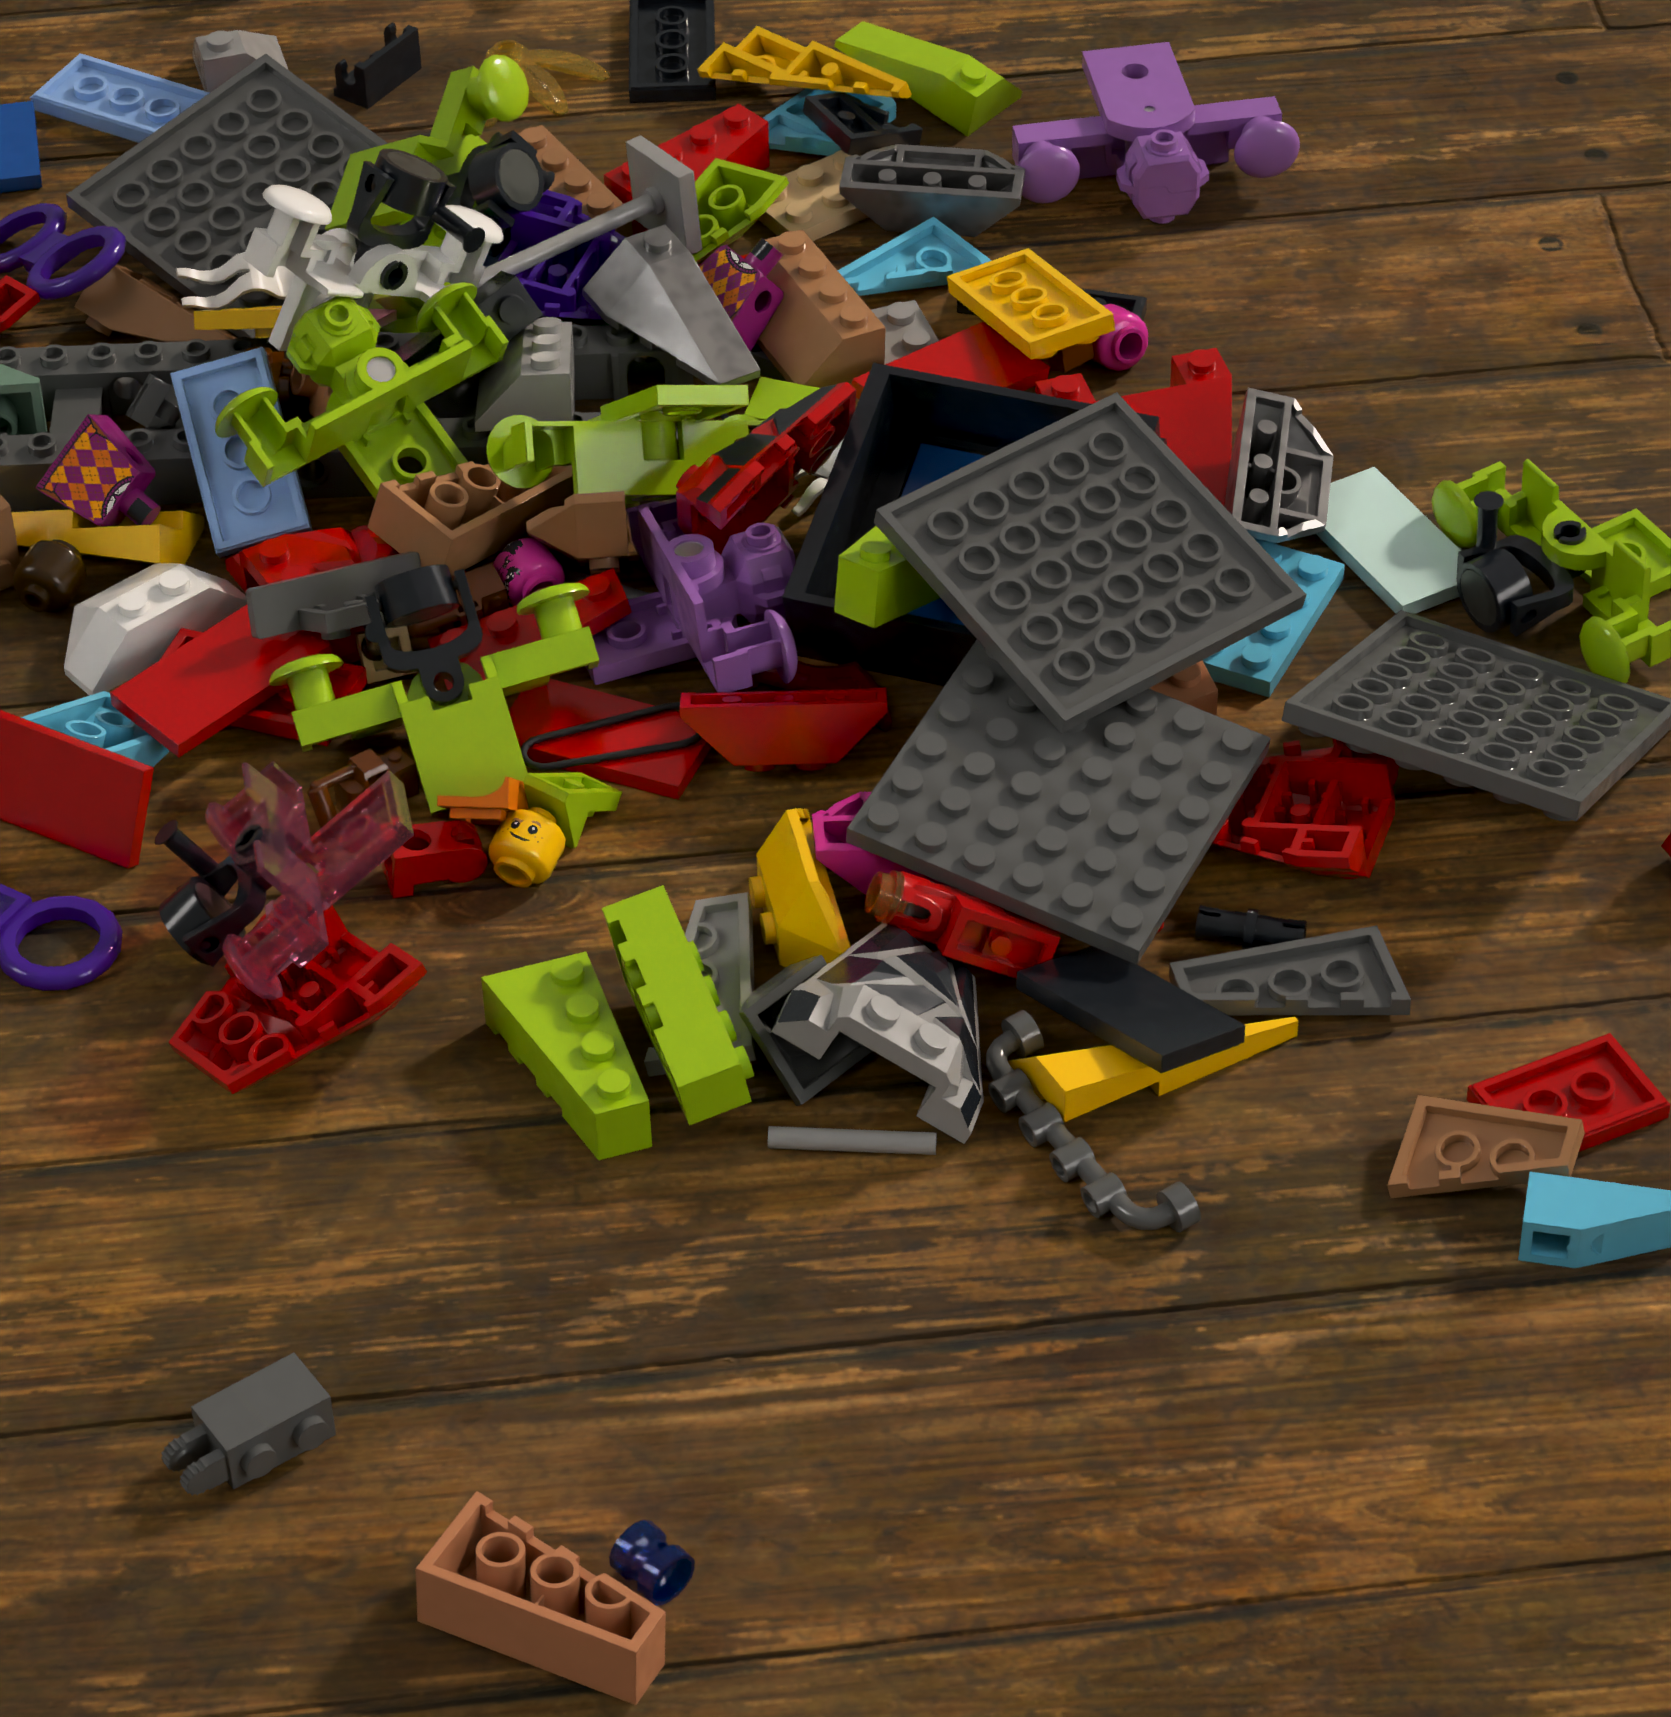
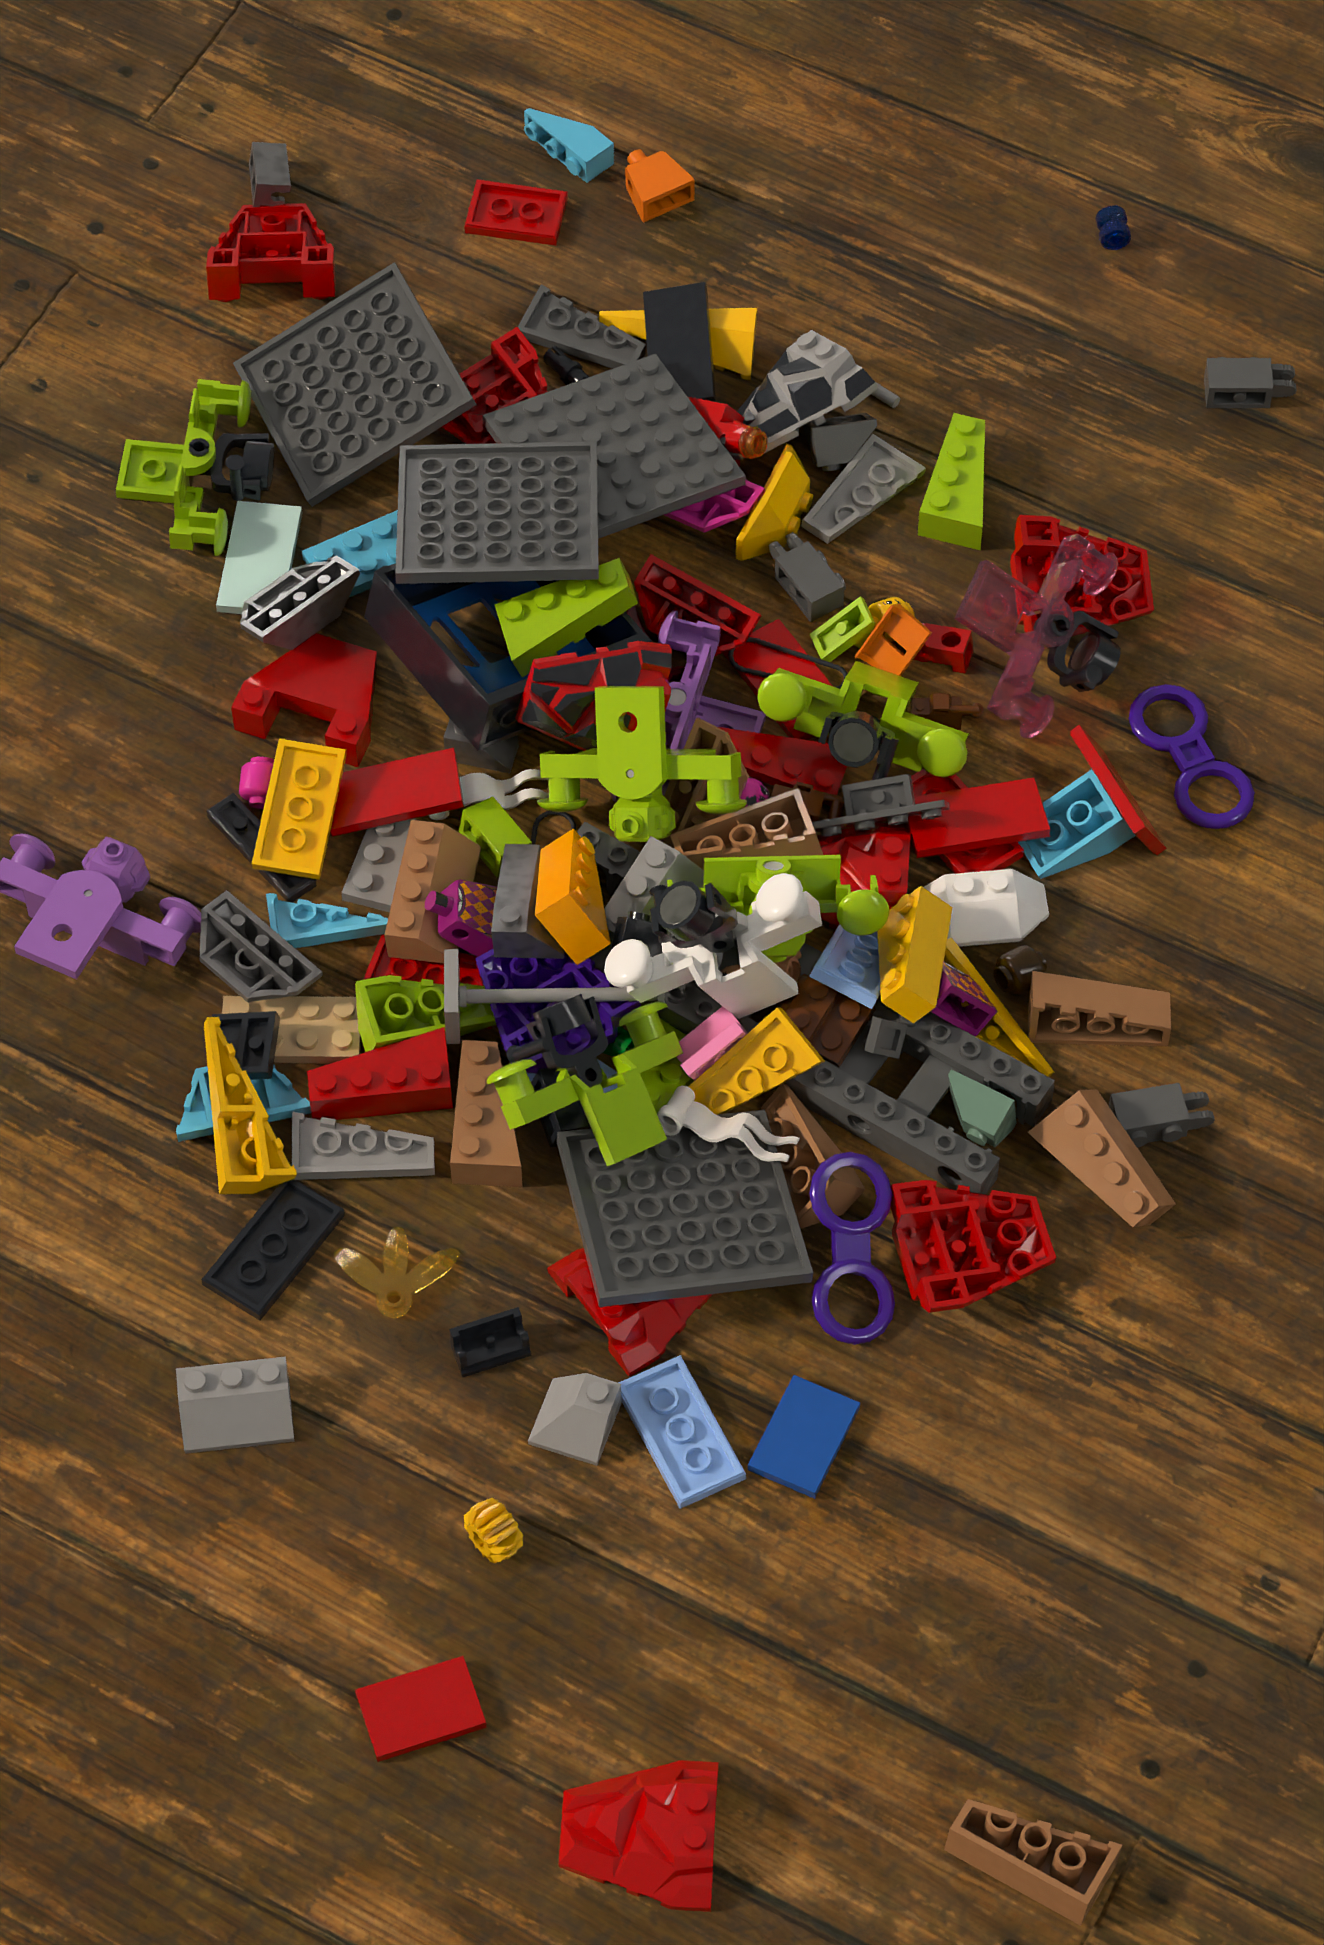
camera: 145 degrees left, 15 degrees up
(174, 461) = (913, 953): none -> yellow wedge
(538, 1605) = (1181, 230): nougat wedge -> none
(617, 308) = (571, 896): none -> light orange wedge
(659, 122) = (344, 1151): none -> light grey wing
(678, 1006) = (901, 452): lime wedge -> none
(683, 842) = (807, 577): none -> dark grey hinge
(938, 77) = (141, 1073): lime wedge -> none
(1073, 1155) = (766, 329): dark grey bar -> none
(1412, 1232) = (657, 184): none -> orange torso
(1480, 1146) = (586, 200): medium nougat wing -> none

